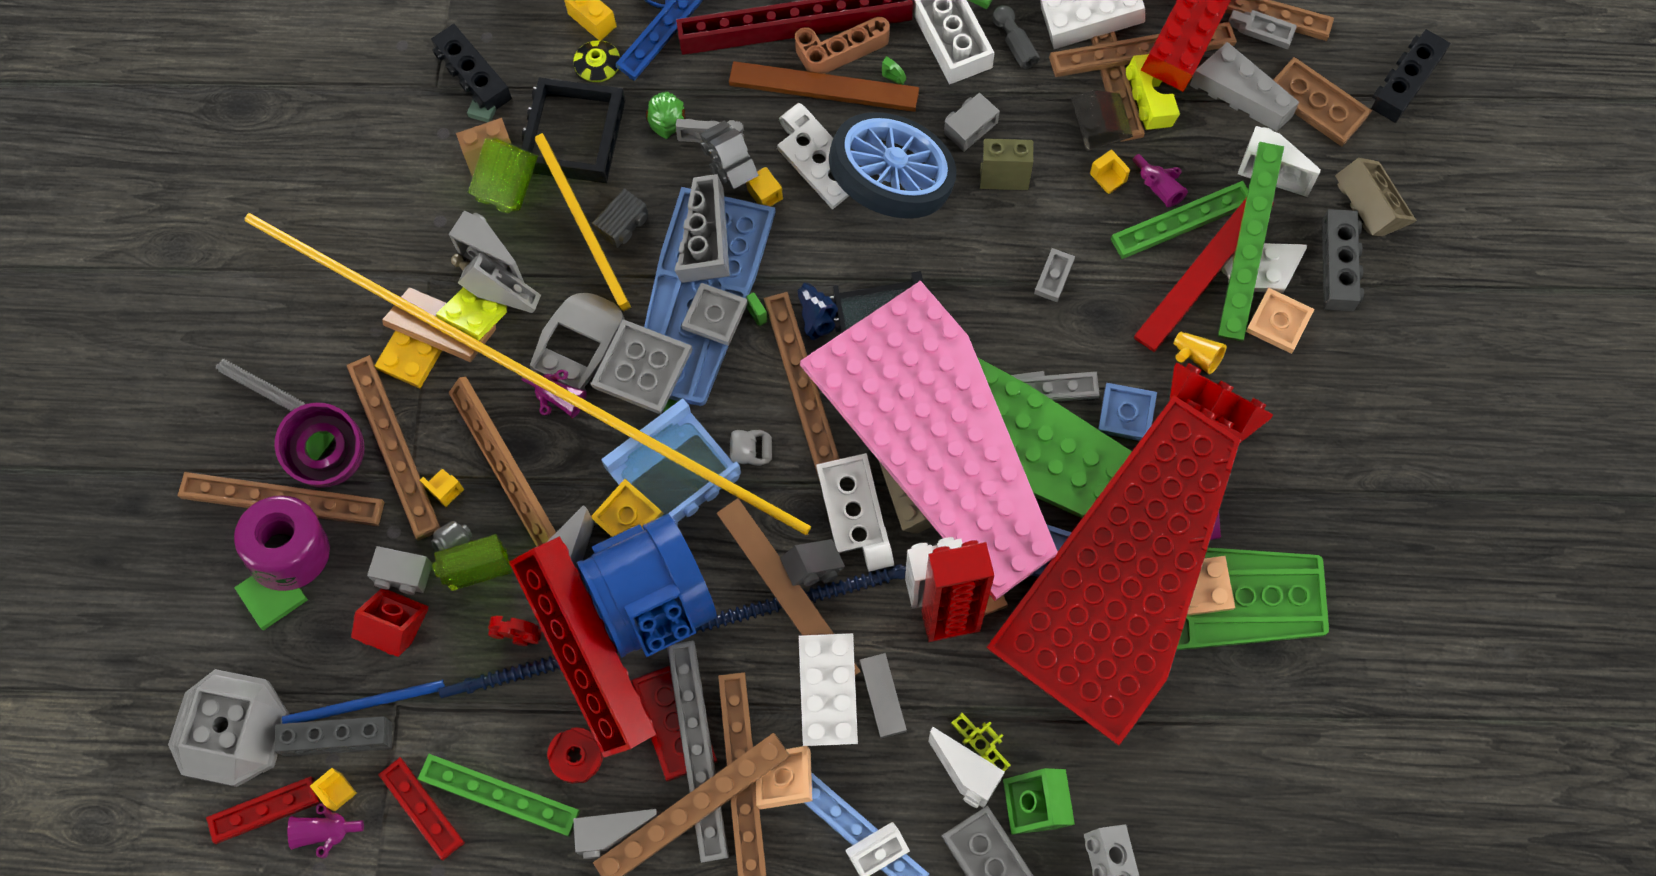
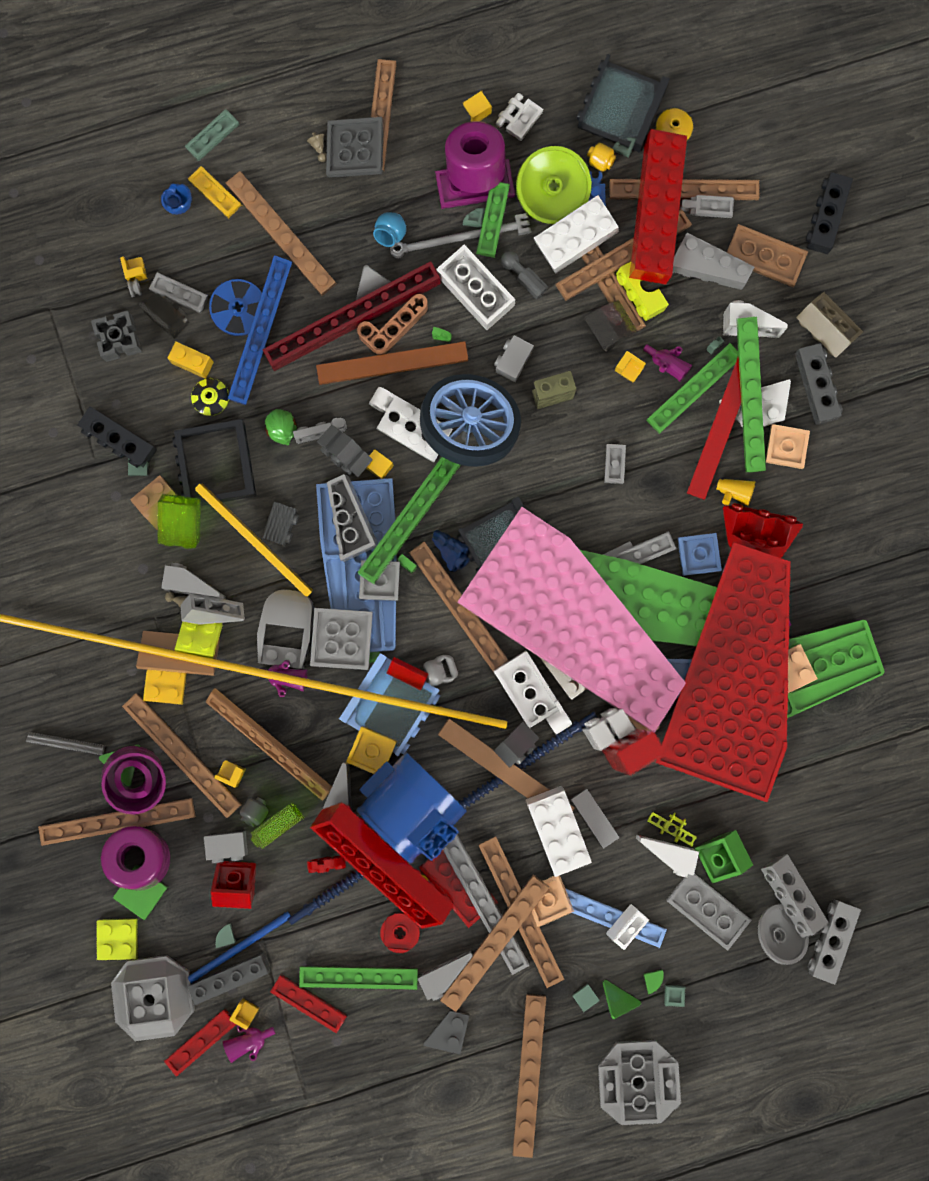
camera: 20 degrees left, 15 degrees up
(217, 641) = (117, 939): none -> neon yellow plate
(351, 684) = (225, 936): none -> sand green tile
(707, 435) = (407, 673): none -> red tile
(777, 254) = (408, 520): none -> bright green plate
(1223, 179) = (713, 346): none -> sand green tile

